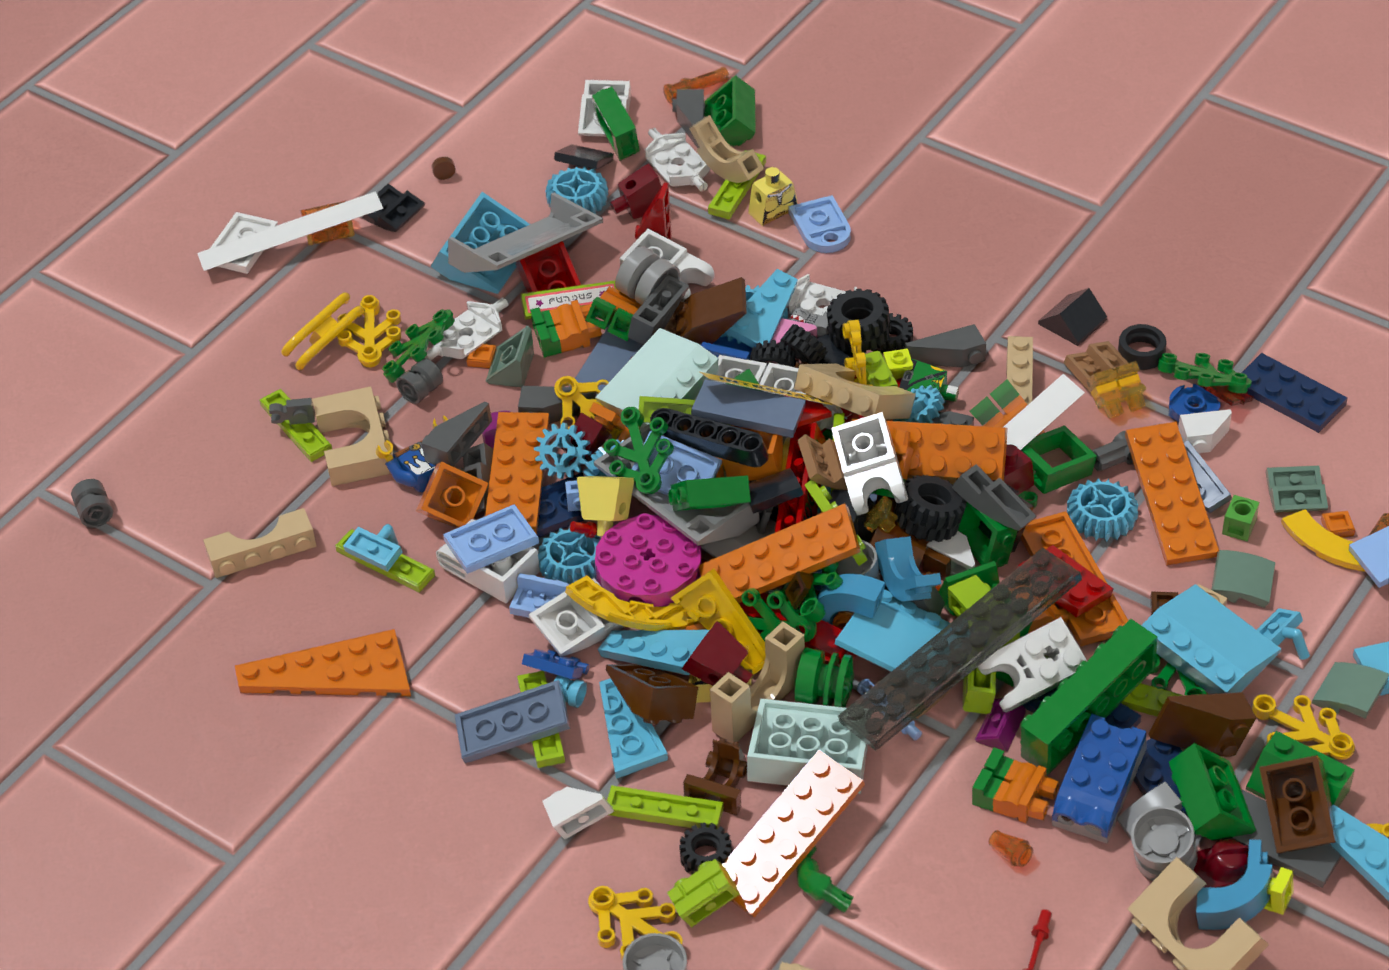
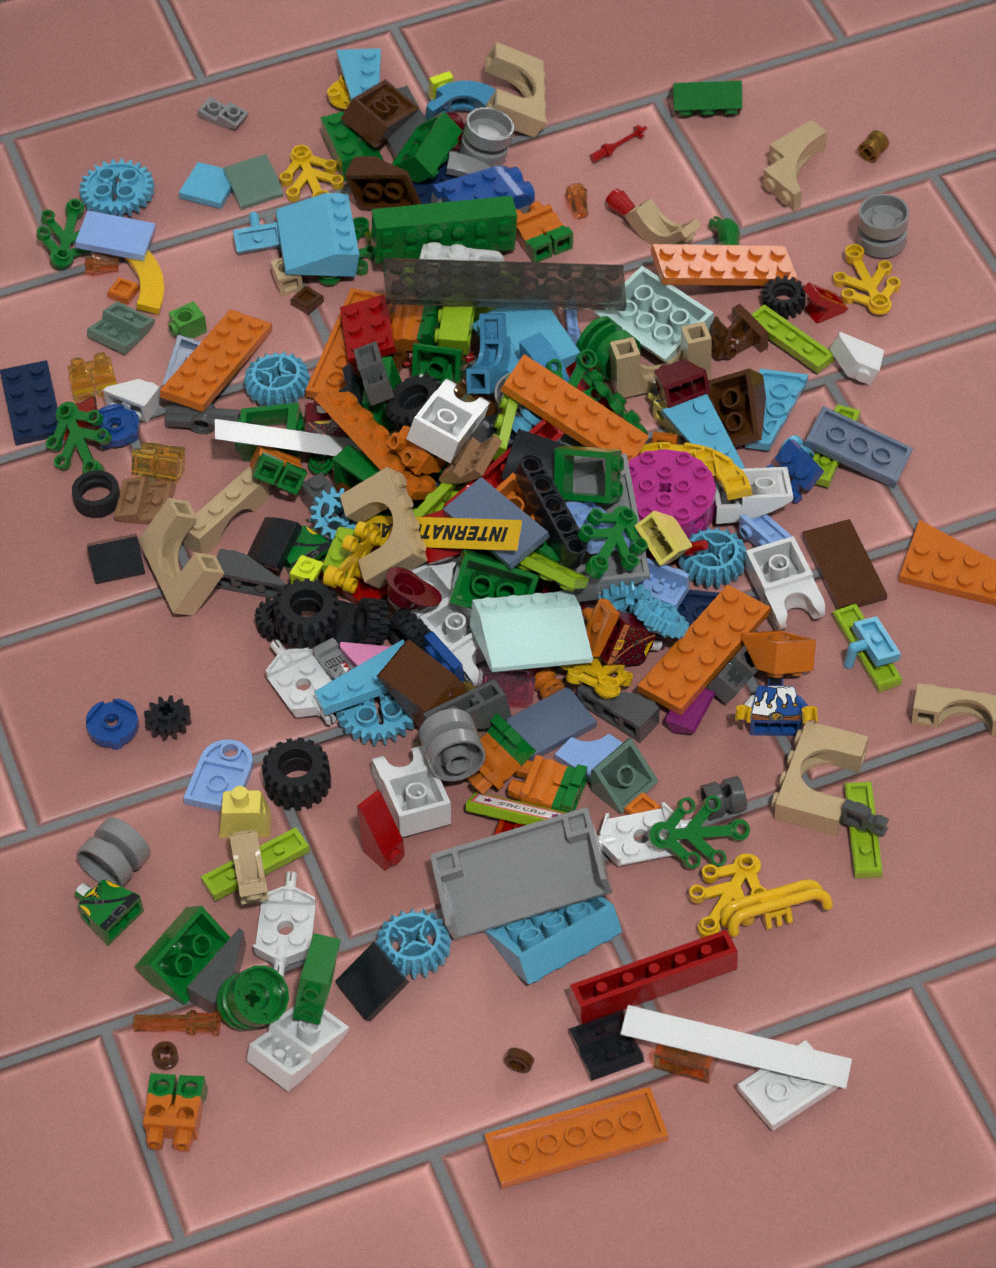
camera: 145 degrees left, 5 degrees up
(369, 152) = (576, 1137): none -> orange plate
(382, 245) = (654, 976): none -> red brick
(453, 618) = (844, 565): none -> reddish brown tile
(455, 436) = (745, 686): dark grey slope -> none
(491, 538) = (777, 574): light blue tile -> none
(549, 366) = (586, 752): none -> light blue tile
(637, 192) = (361, 891): dark red torso -> none
(649, 96) = (263, 989): none -> green wheel
(651, 44) = (174, 1110): none -> orange hips
(658, 862) = (823, 303): none -> red slope
(688, 69) = (164, 1048): none -> reddish brown bush
(703, 892) = (811, 260): lime brick -> none
(711, 601) = (647, 417): yellow wing -> none
(761, 239) = (301, 790): none -> black tyre
(780, 354) = (409, 590): none -> dark red piece
(799, 588) = (581, 380): dark brown slope -> none
(811, 112) = (108, 908): none -> green torso
(836, 128) = (113, 852): none -> light grey wheel
(889, 856) = (656, 228): none -> tan arch
(899, 231) = (167, 717): none -> black gear
(945, 220) = (115, 735): none -> blue plate
(946, 366) = (274, 542): none -> black slope
(961, 868) = (619, 202): none -> red cone
(1023, 322) = (161, 544): none -> tan arch
(1243, 577) = (234, 285): sand green slope -> none
(1256, 423) = (84, 374): none -> clear yellow hips

